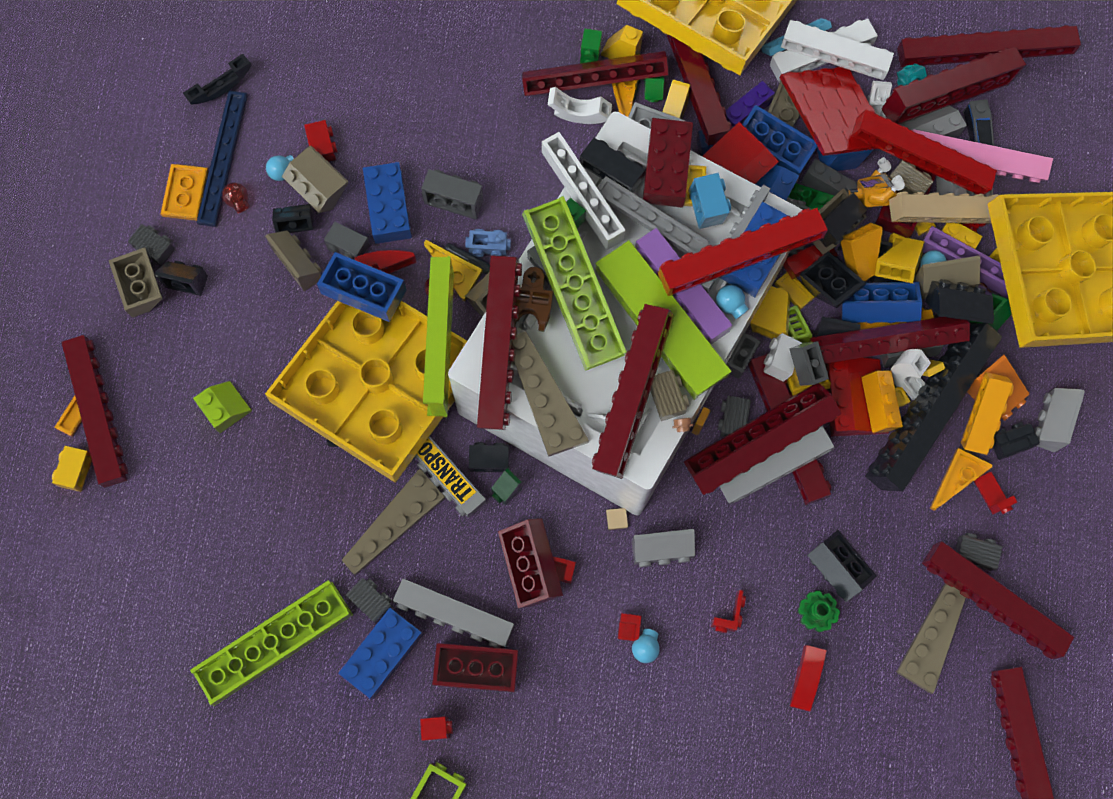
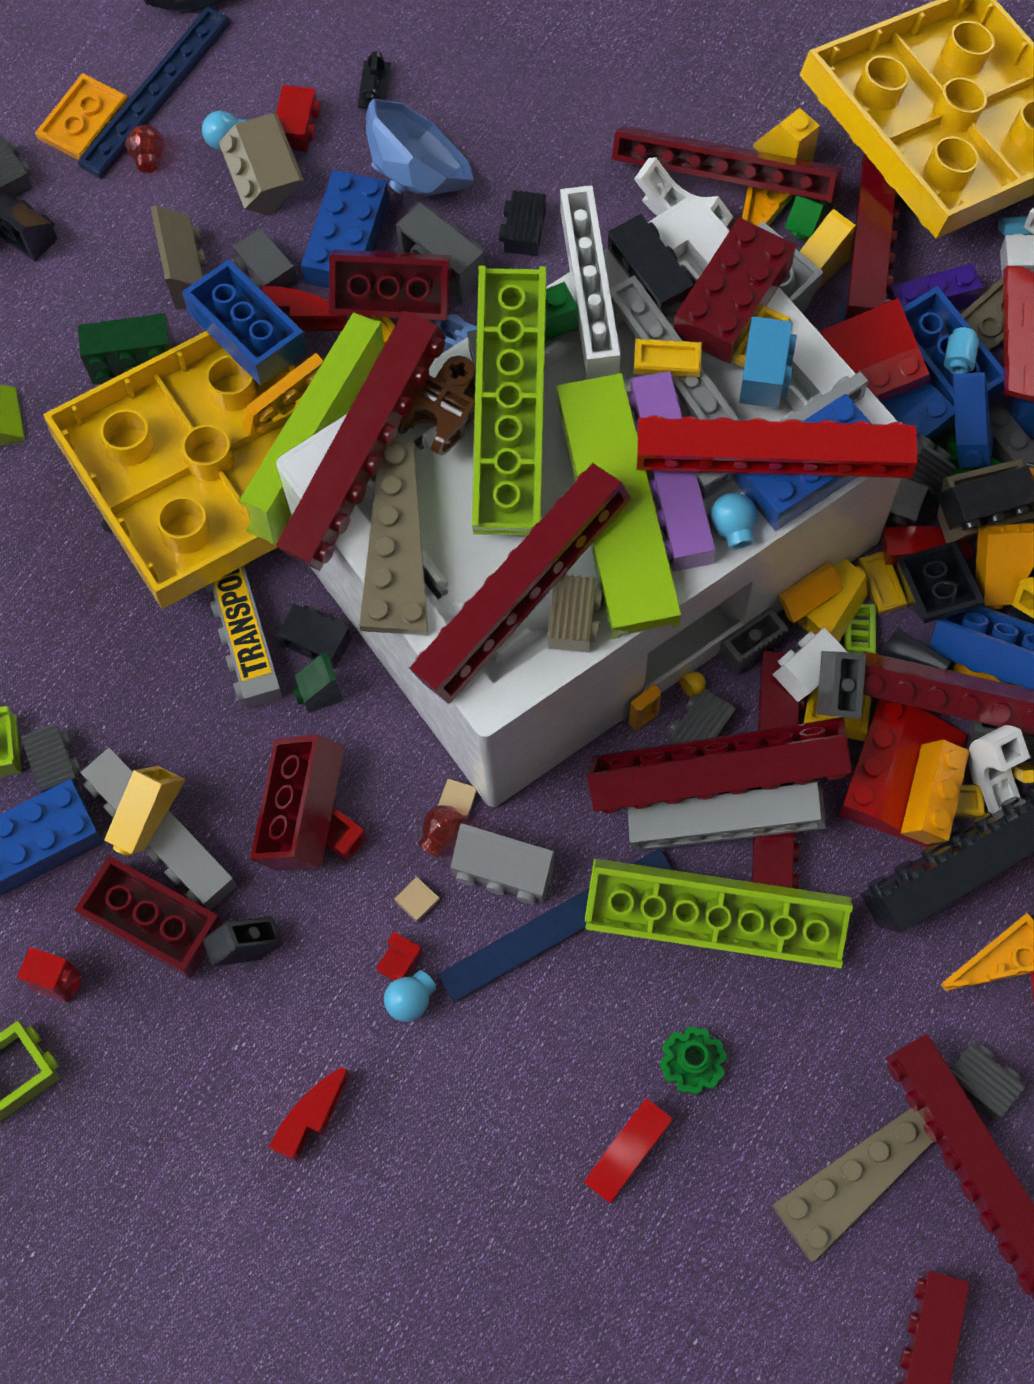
camera: 30 degrees right, 5 degrees down
(290, 329) = (122, 344): none -> dark green brick
(293, 218) = (207, 204): black brick -> none
(357, 101) = (374, 79): none -> black hinge
(402, 513) = (158, 662): dark tan wing -> none
(407, 137) = (414, 151): none -> medium blue rock
(411, 324) = (280, 397): none -> light orange plate
(436, 227) = (389, 283): none -> dark red brick
(444, 607) = (142, 808): none -> yellow slope
(491, 155) = (524, 223): none -> black brick
(538, 658) = (242, 941): none -> black brick
(590, 46) = (739, 123): green brick -> none
(618, 541) = (440, 829): none -> clear red piece
(622, 588) = (417, 899): none -> tan tile
(623, 739) = (309, 1115): none -> red slope
(649, 219) = (662, 356): none -> yellow tile
(682, 424) = (575, 664): nougat plate -> none
(707, 568) = (525, 942): none -> dark blue tile
(717, 394) = (692, 683): none -> yellow hinge
(723, 625) = (539, 1017): red bracket -> none
(764, 315) = (810, 592): none -> light orange tile
(788, 139) = (961, 351): none -> medium azure brick
(794, 521) = (717, 913): none -> lime tile
(811, 178) = (972, 420): none -> blue slope
(841, 566) = (760, 1009): black slope -> none

